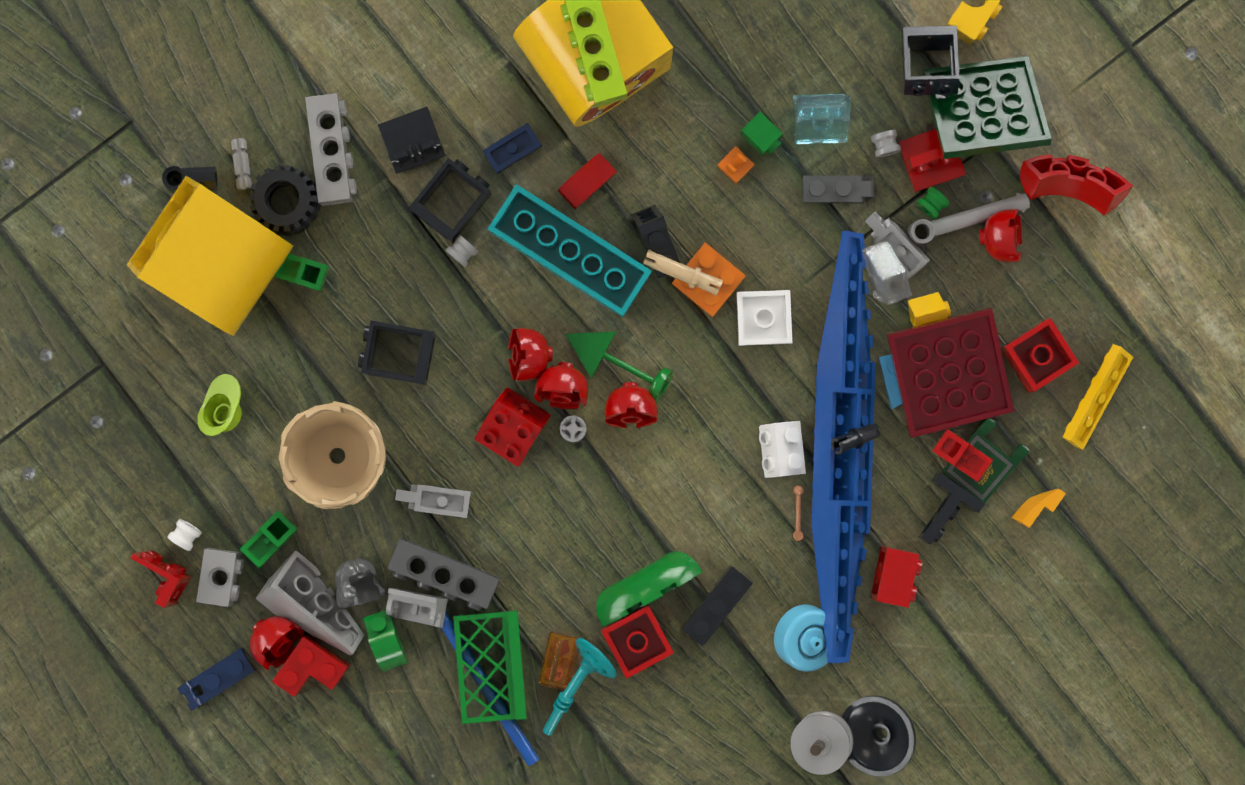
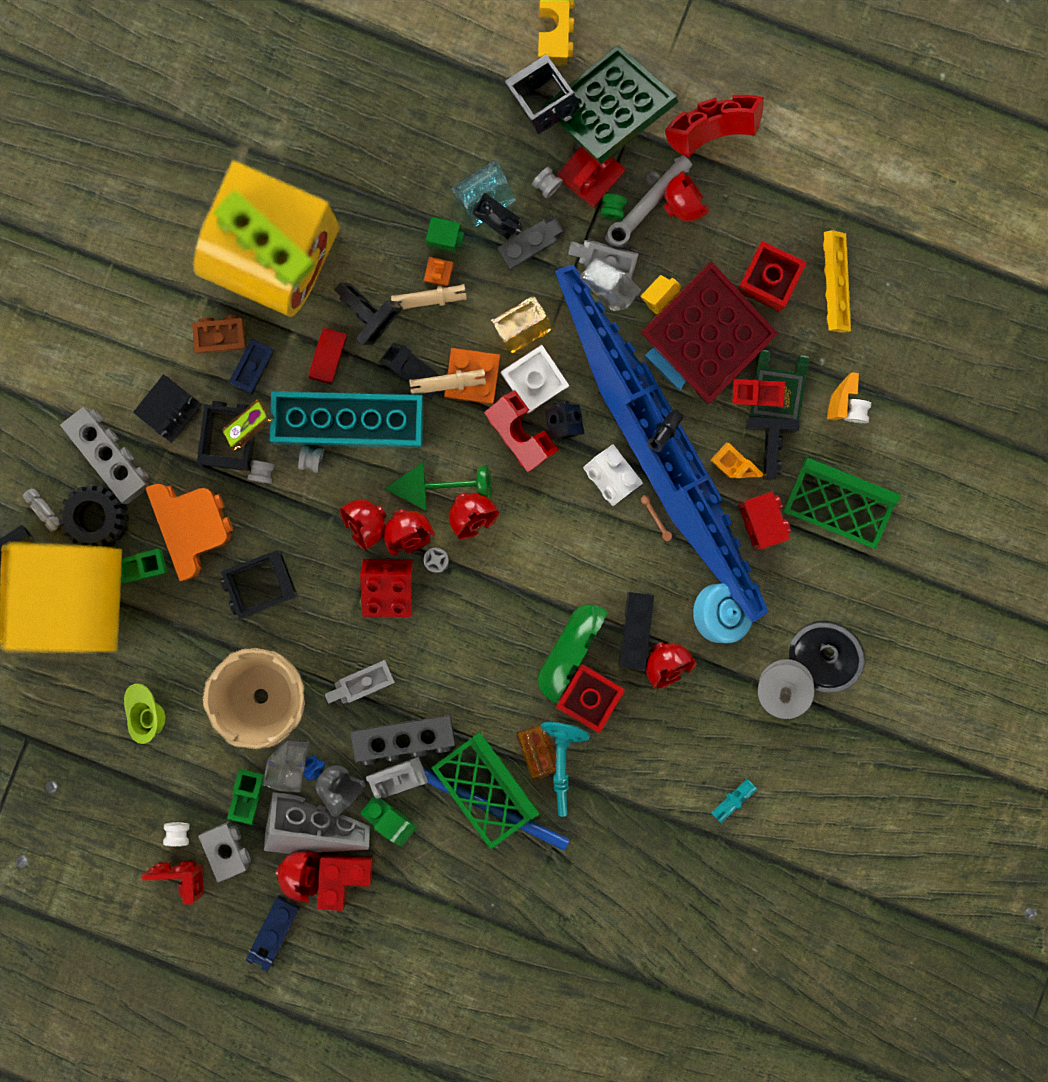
camera: 30 degrees left, 0 degrees up
(322, 534) = (286, 766): none -> clear slope
(343, 549) = (313, 768): none -> blue plate
(367, 260) = (190, 525): none -> orange brick
(476, 201) = (247, 424): none -> slope
(499, 102) = (219, 335): none -> dark orange bracket
(514, 266) = (310, 458): none -> light grey wheel
(647, 164) = (376, 320): none -> black bracket
(712, 183) = (430, 297): none -> tan pin
(716, 338) = (507, 418): none -> arch
(727, 653) = (667, 663): none -> red cylinder
(768, 373) = (564, 421): none -> black brick
(783, 260) = (522, 324): none -> clear yellow bracket
(820, 148) = (497, 216): none -> black hinge
(900, 506) = (734, 464): none -> light orange slope
(995, 587) = (851, 483): none -> green fence
(1044, 527) = (858, 411): none -> white wheel

